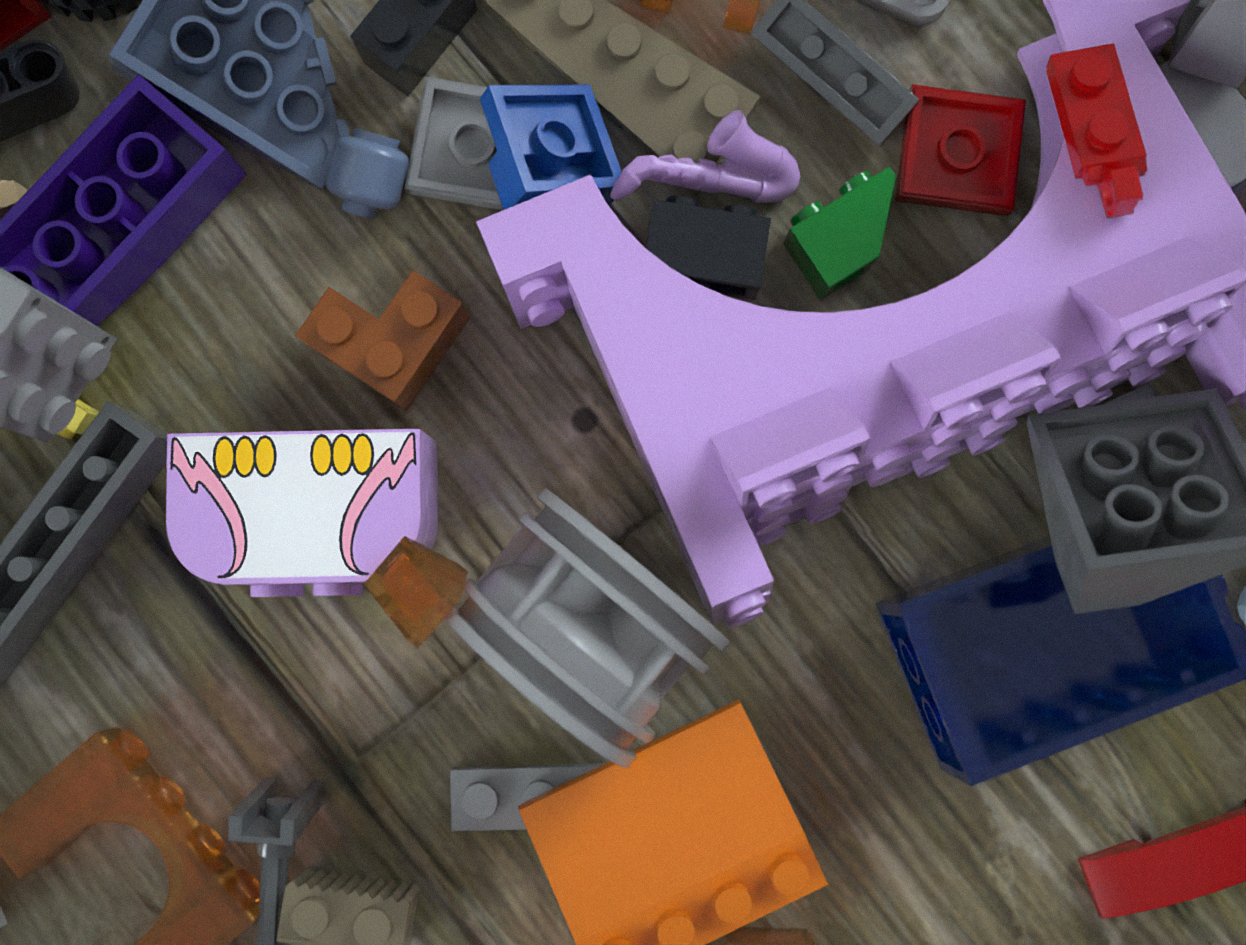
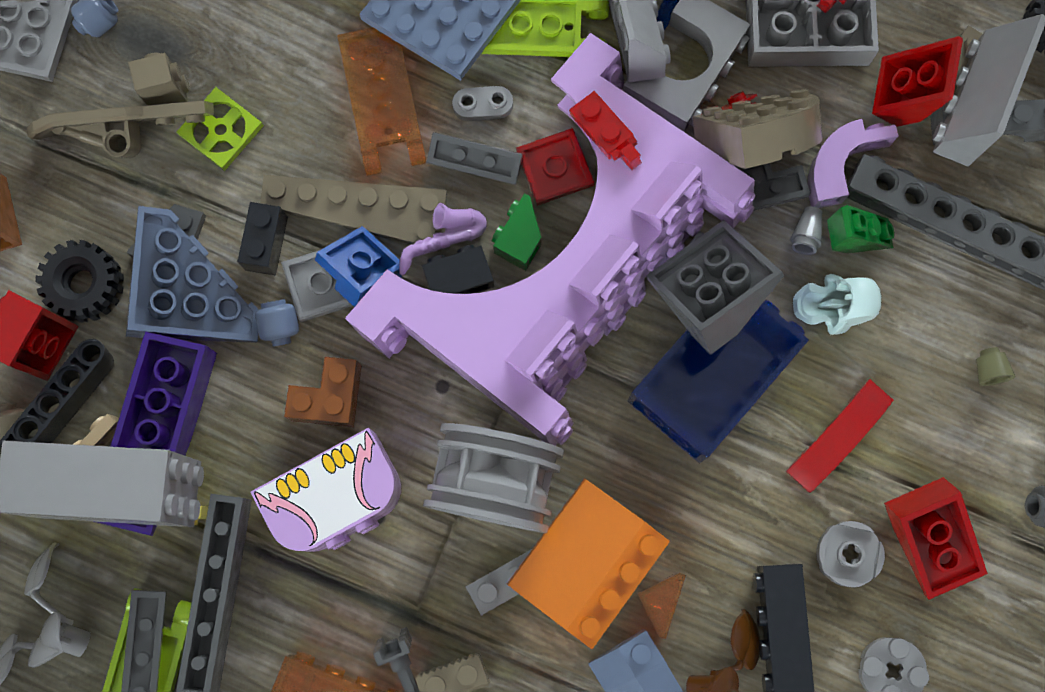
camera: 25 degrees left, 5 degrees down
(416, 588) = (405, 501): clear orange slope -> none

